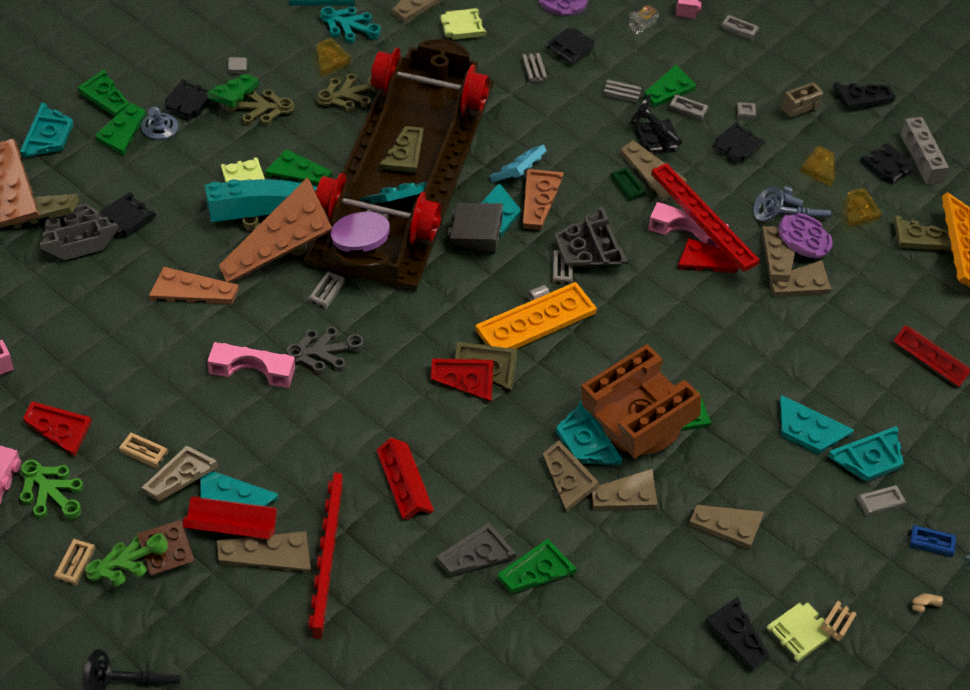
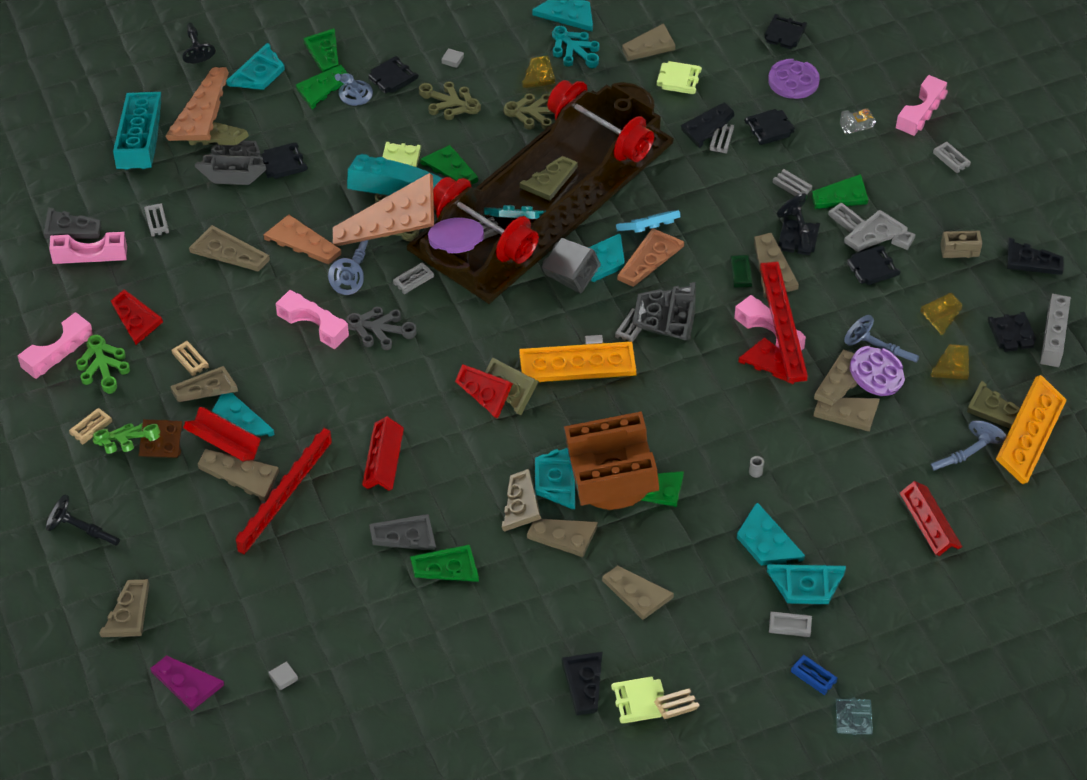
camera: 30 degrees right, 0 degrees up
(30, 326) = (159, 230): none -> light grey tile
(113, 322) = (227, 248): none -> dark tan wing
(233, 90) = (432, 79): green wing -> none
(262, 304) = (348, 272): none -> sand blue dish
(515, 59) = (704, 125): none -> black wing
(721, 111) = (874, 230): none -> light grey wing
(759, 361) = (756, 466): none -> light grey hinge
(789, 199) = (888, 332): sand blue arm -> none
(926, 599) = (775, 720): tan arm -> none
(934, 262) = (986, 434): none -> sand blue dish

